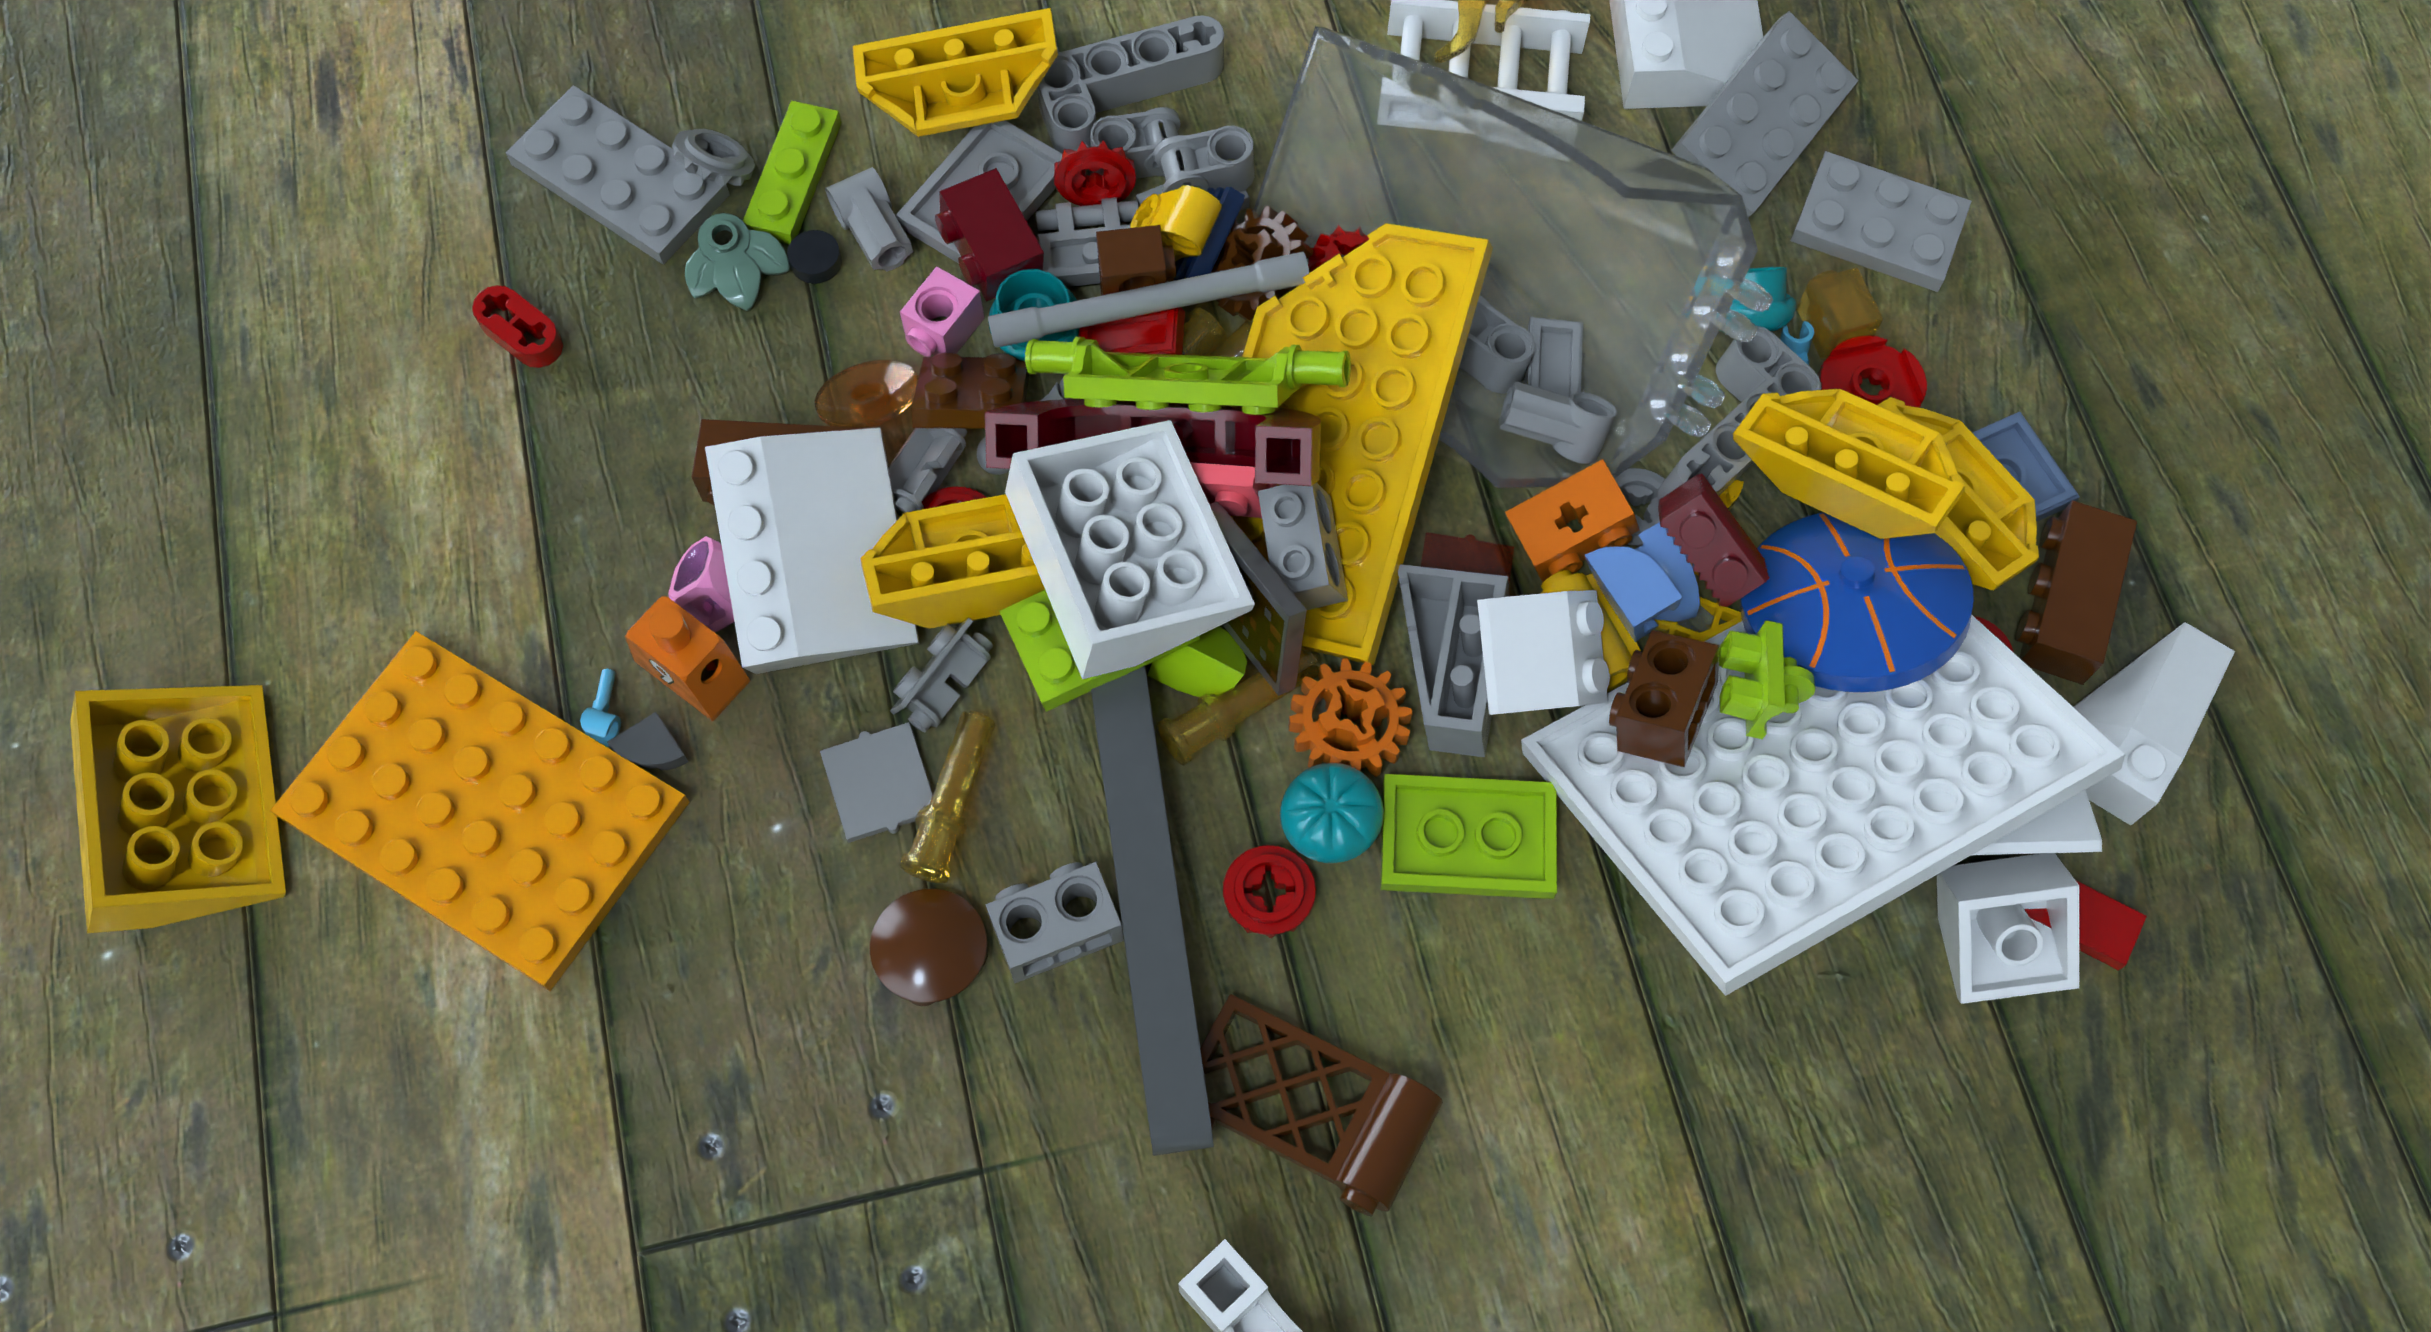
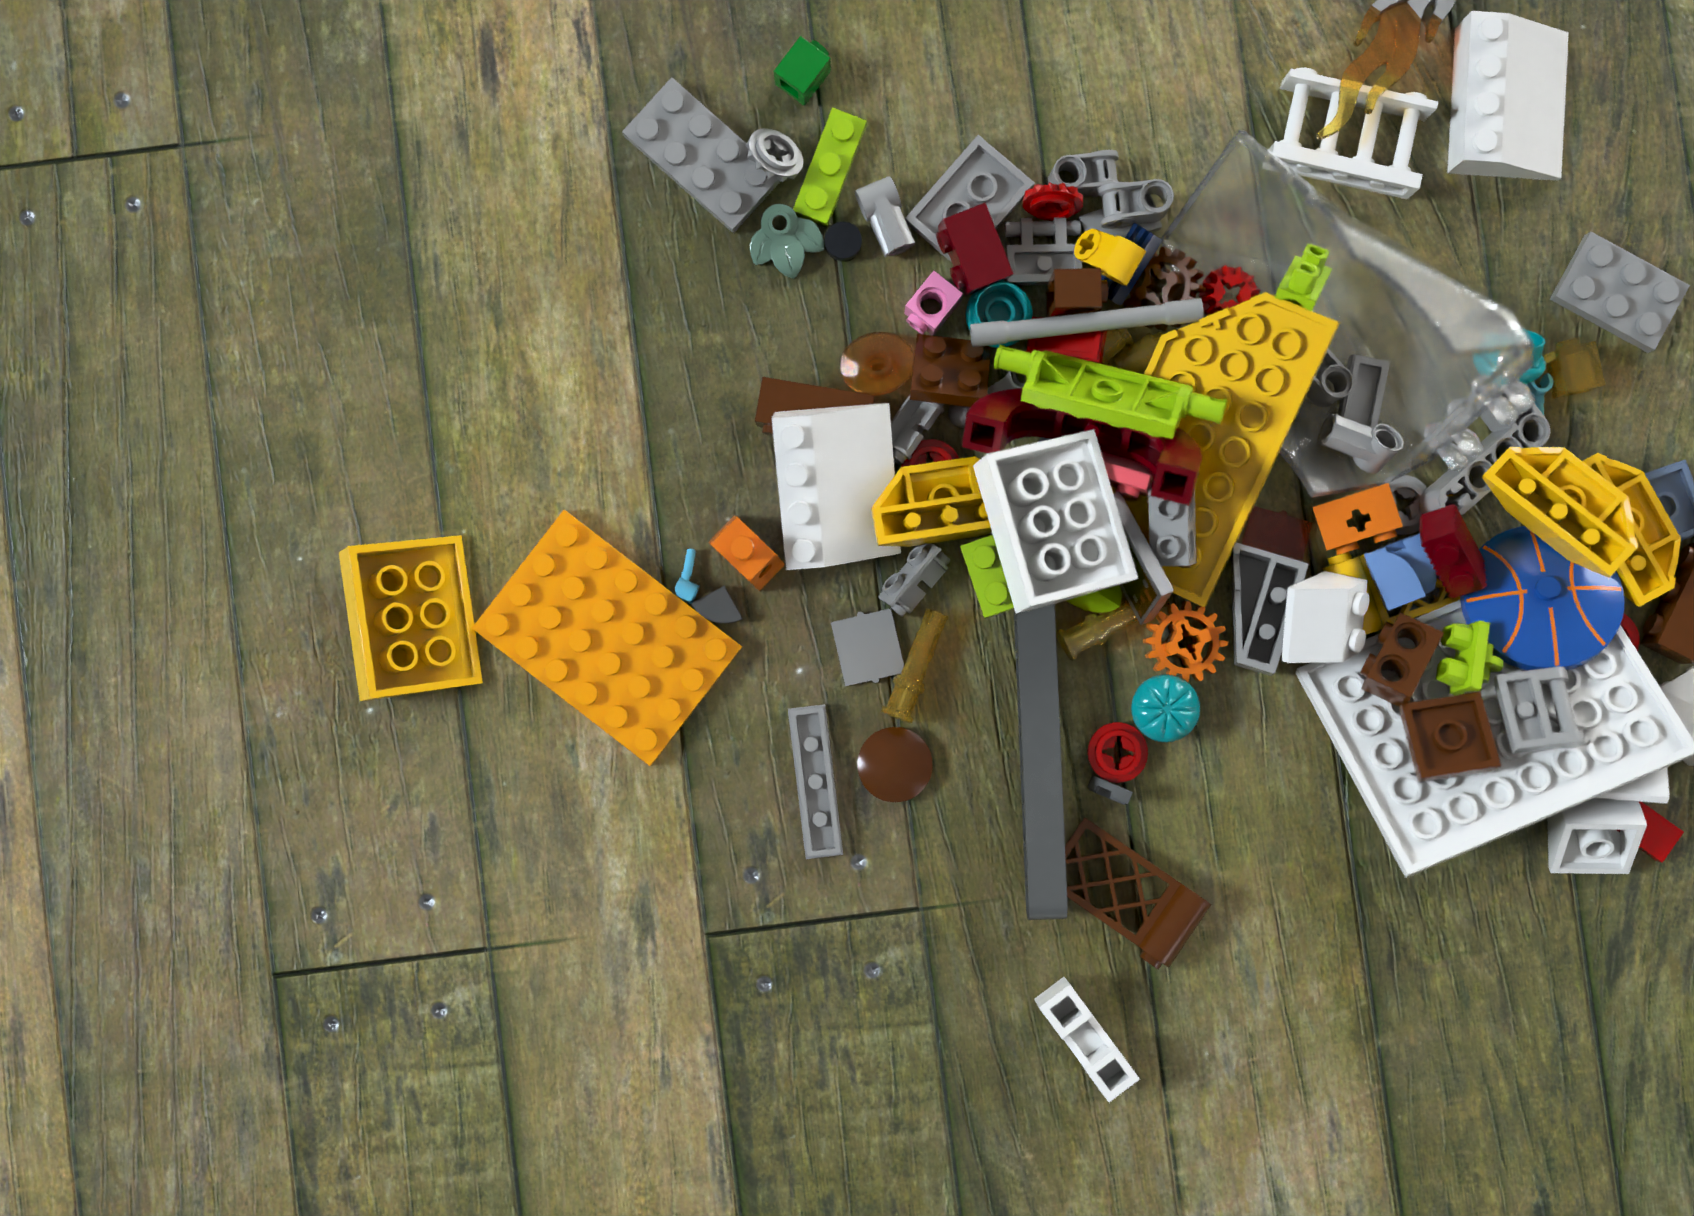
camera: 10 degrees right, 20 degrees up
(524, 319) = (636, 270): red beam -> none
(702, 584) = (759, 497): bright pink rock -> none
(748, 60) = (803, 69): none -> green brick
(807, 988) = (815, 781): none -> light grey tile
(958, 72) = (961, 108): yellow wedge -> none
(1060, 935) = (980, 769): light grey brick -> none
(1126, 72) = (1088, 115): light grey beam -> none
(1264, 946) = (1109, 790): none -> dark grey tile
(1438, 201) = (1305, 278): none -> lime hips
(1469, 836) = (1253, 730): lime plate -> none
(1753, 785) = (1449, 737): none -> reddish brown plate
(1767, 111) = (1553, 197): light grey plate -> none
(1861, 739) = (1526, 712): none -> light grey plate
(1883, 365) = (1597, 412): red plate -> none

